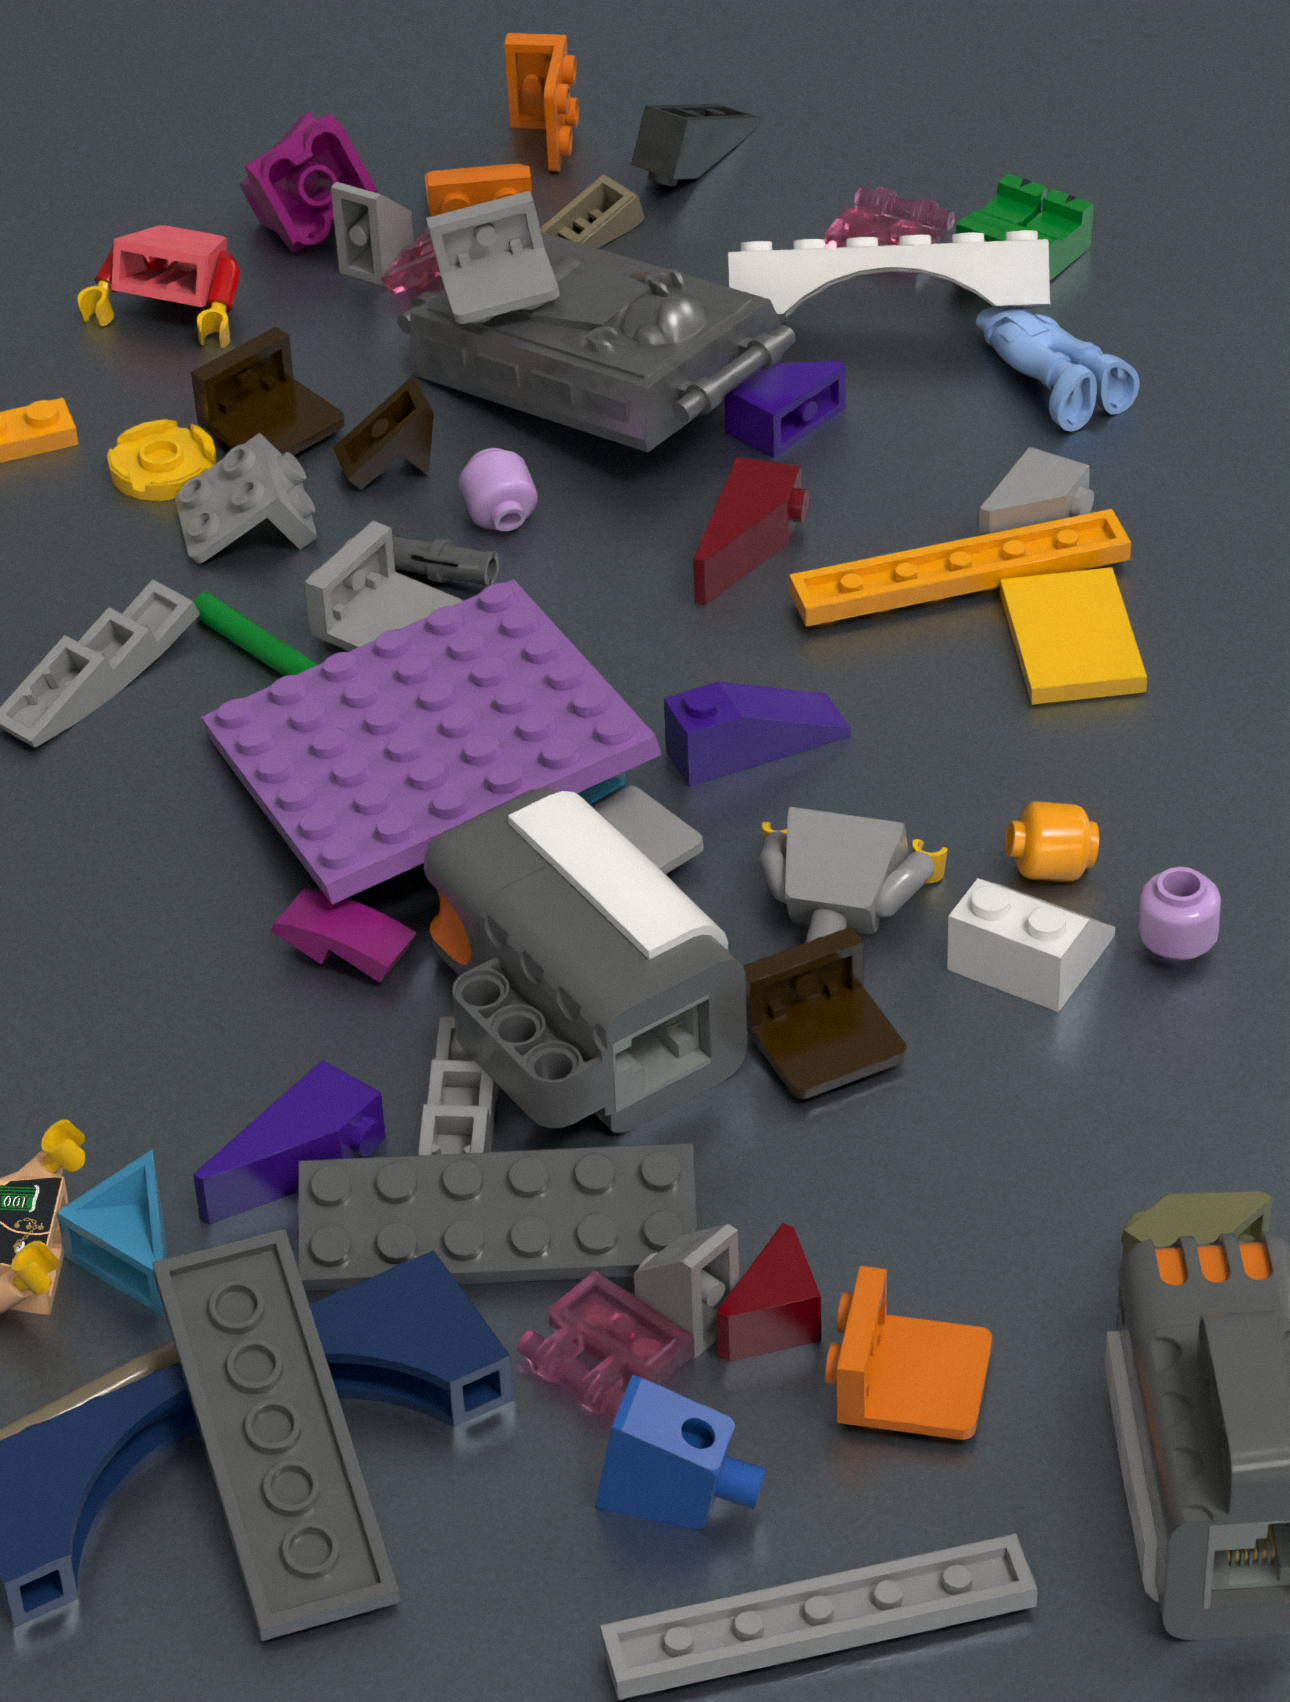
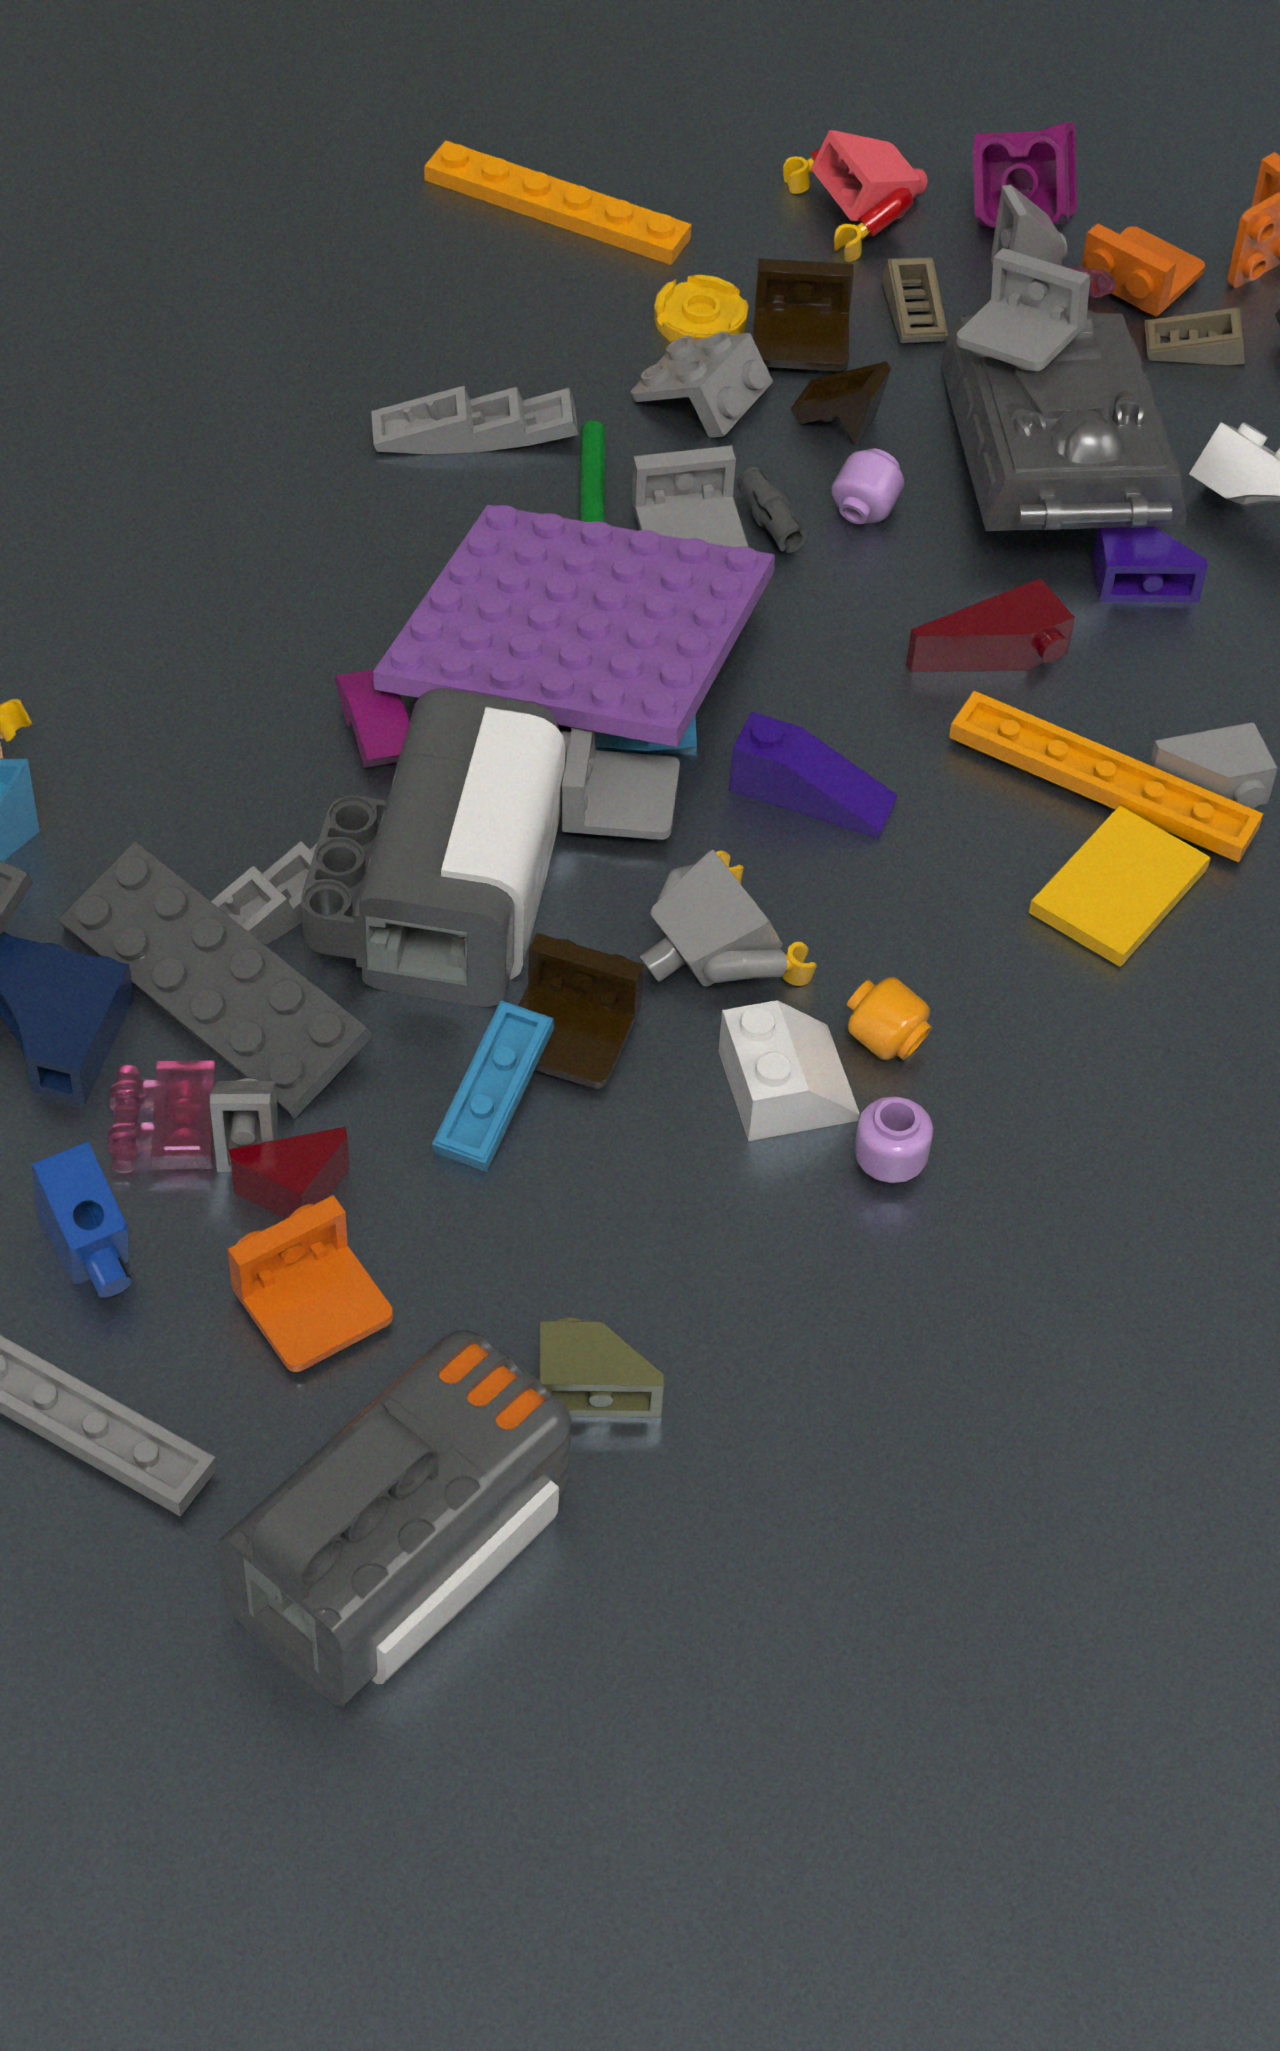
camera: 40 degrees right, 10 degrees up
(313, 319) = (921, 273): none -> dark tan slope
(316, 1119) = (182, 828): dark purple slope -> none
(832, 1117) = (493, 1086): none -> dark azure tile

